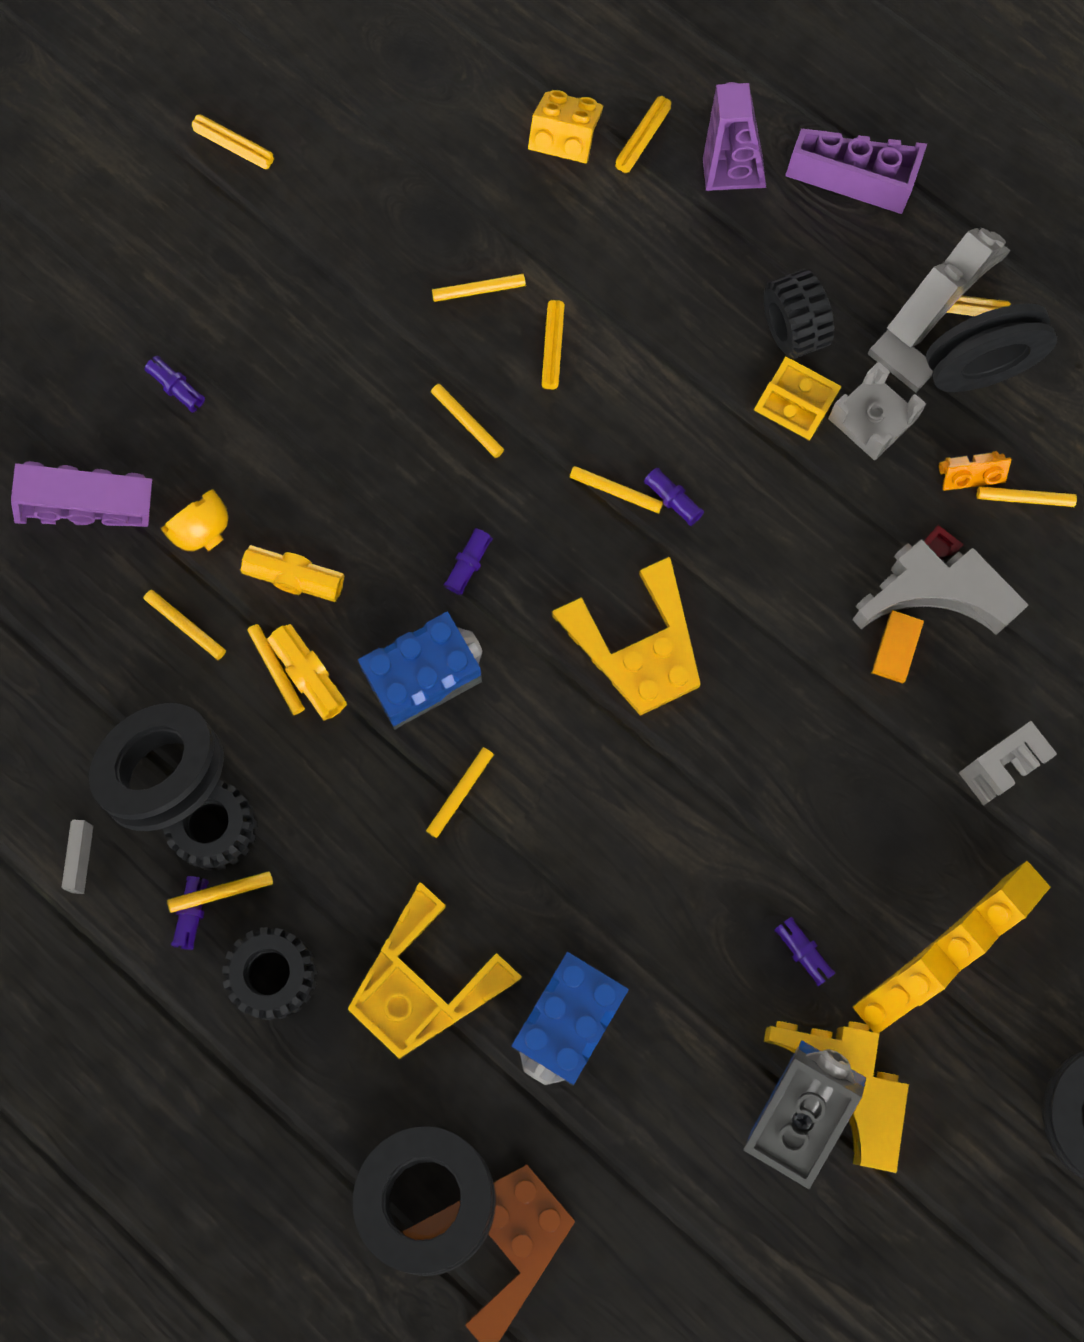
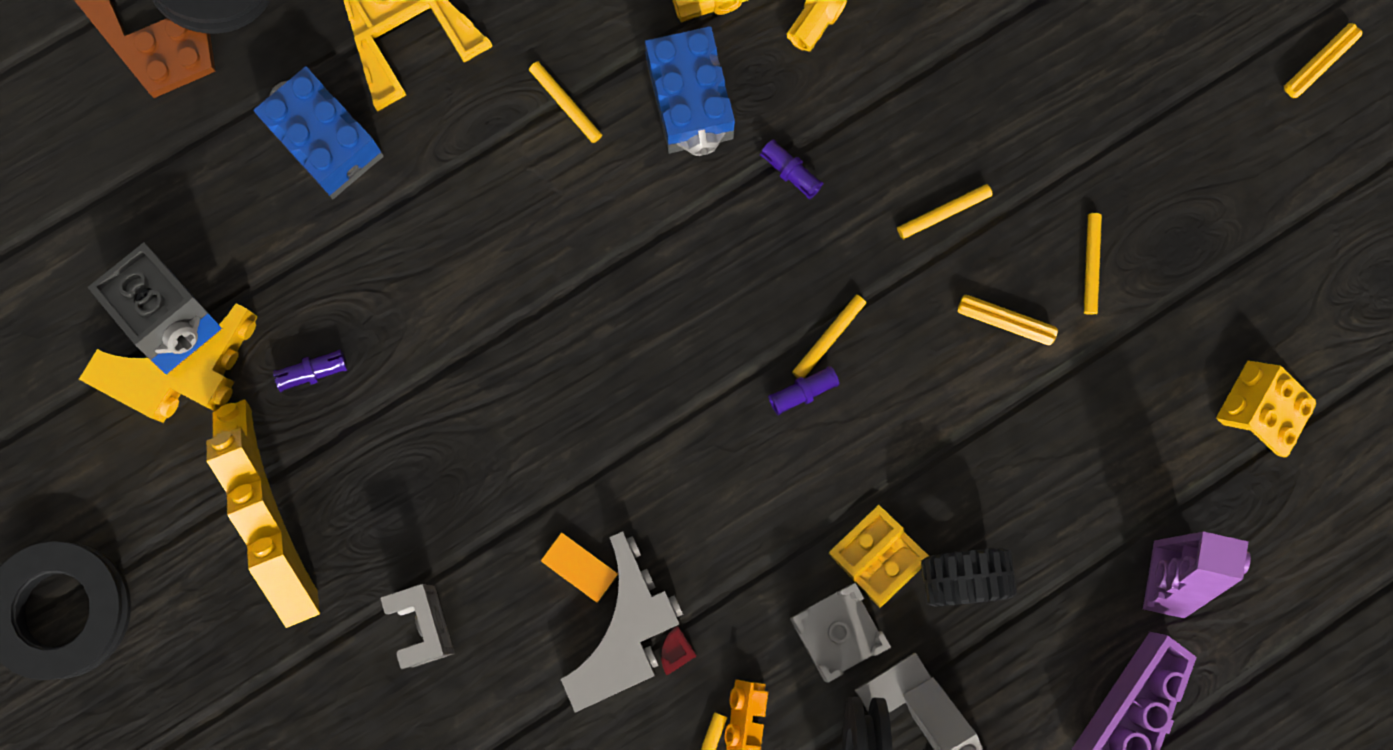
camera: 105 degrees right, 5 degrees up
(643, 134) = (1238, 491): yellow axle -> none
(653, 668) = (631, 318): yellow wing -> none

